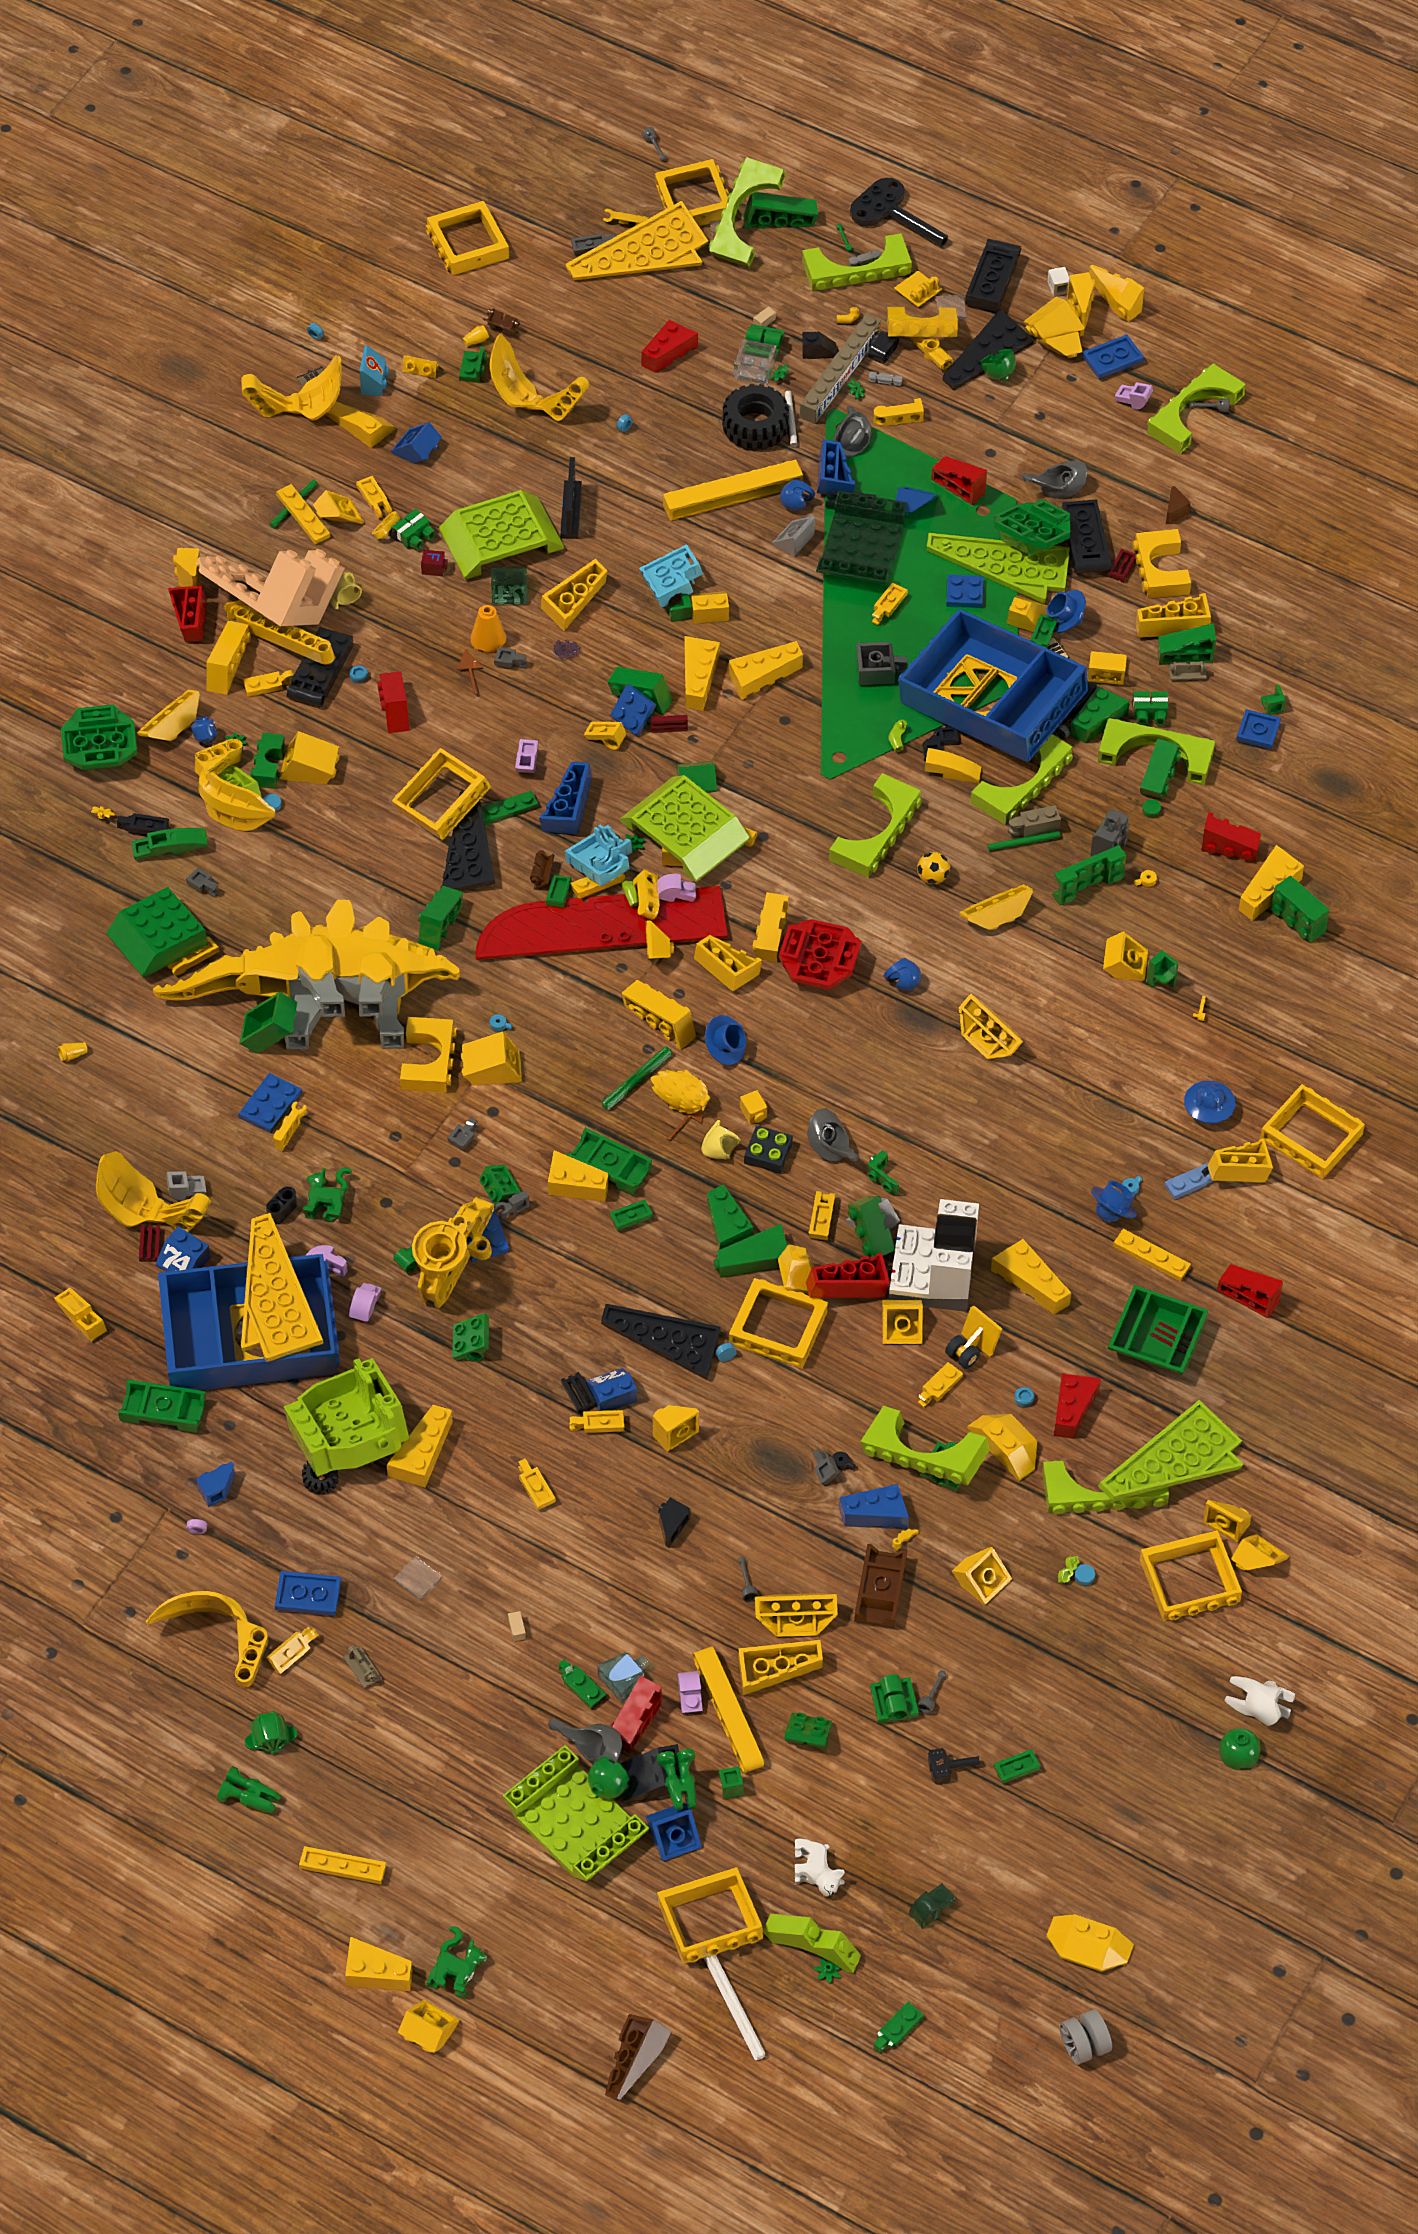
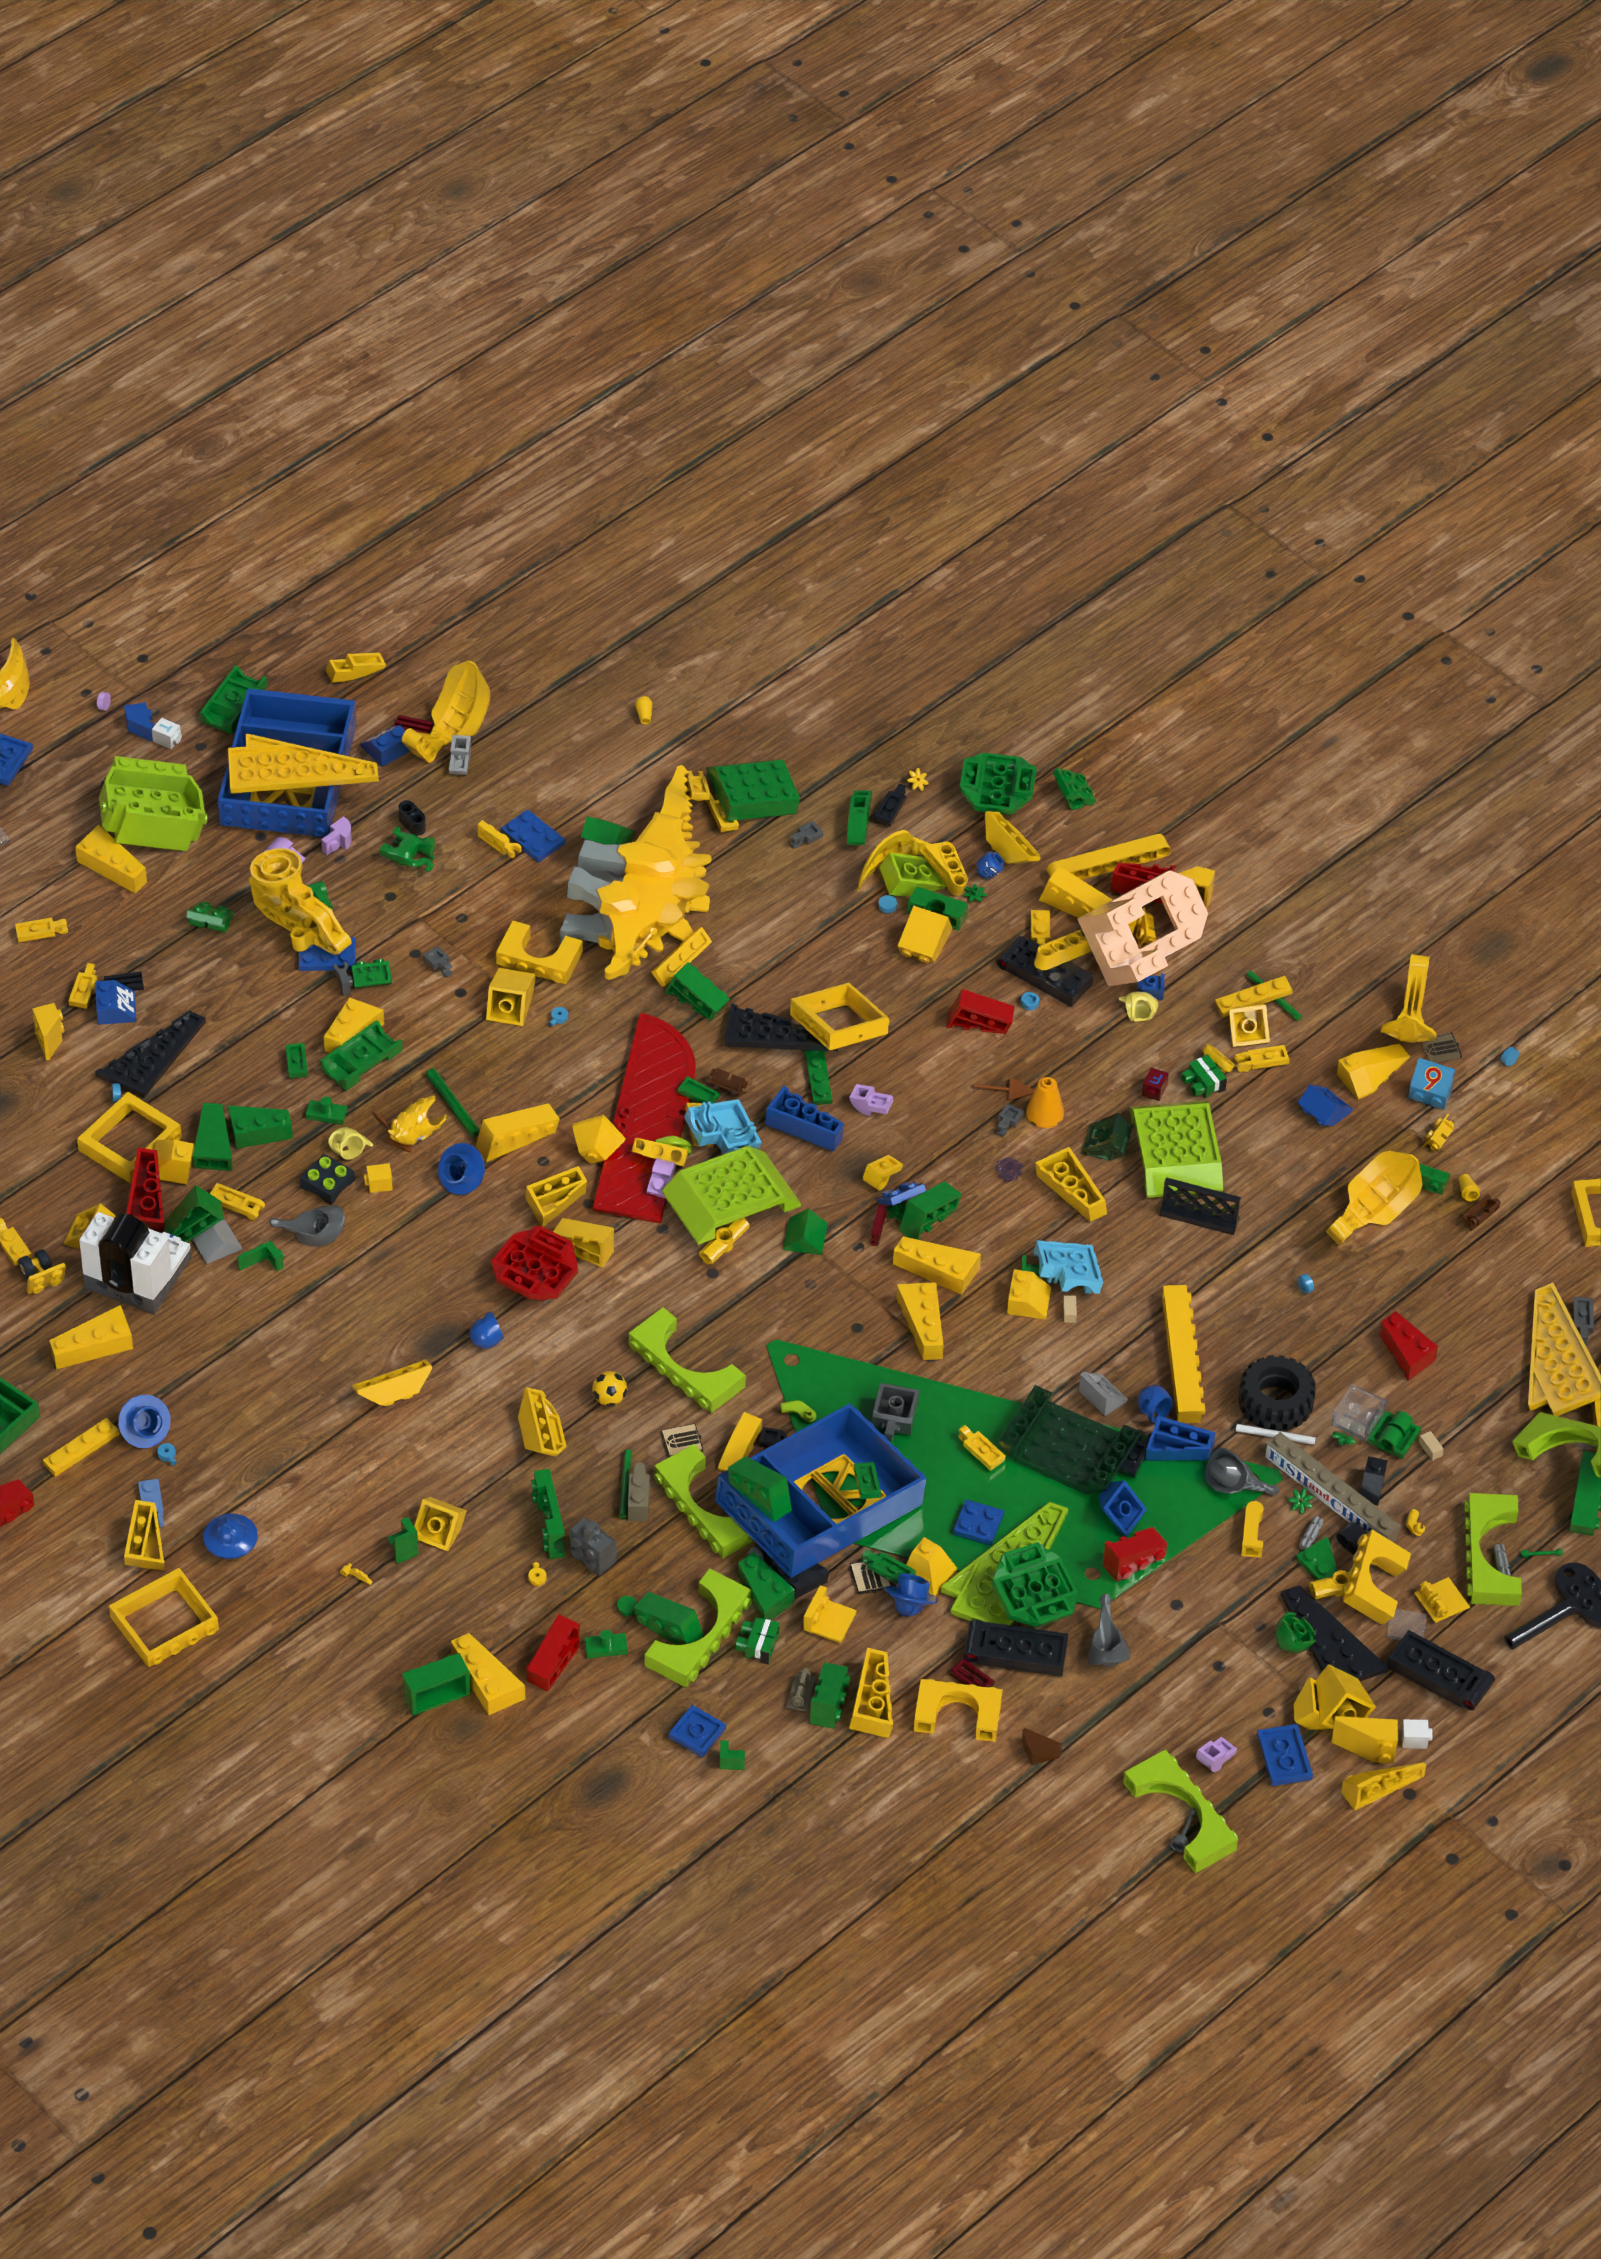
camera: 105 degrees right, 5 degrees down
(79, 690) = (1074, 788): none -> green plate
(165, 647) = (1106, 859): none -> yellow beam
(170, 975) = (698, 786): none -> yellow hinge
(227, 1451) = (166, 733): none -> white brick
(403, 939) = (653, 931): none -> yellow hinge
(684, 1175) = (326, 1111): none -> green tile
(711, 575) = (1069, 1309): none -> tan piece
(911, 369) = (1318, 1560): none -> green wing
(959, 813) = (680, 1438): none -> piece
(985, 640) = (867, 1480): none -> green plate
(1034, 697) = (761, 1487): none -> green wedge
(1196, 811) = (606, 1645): none -> green tile

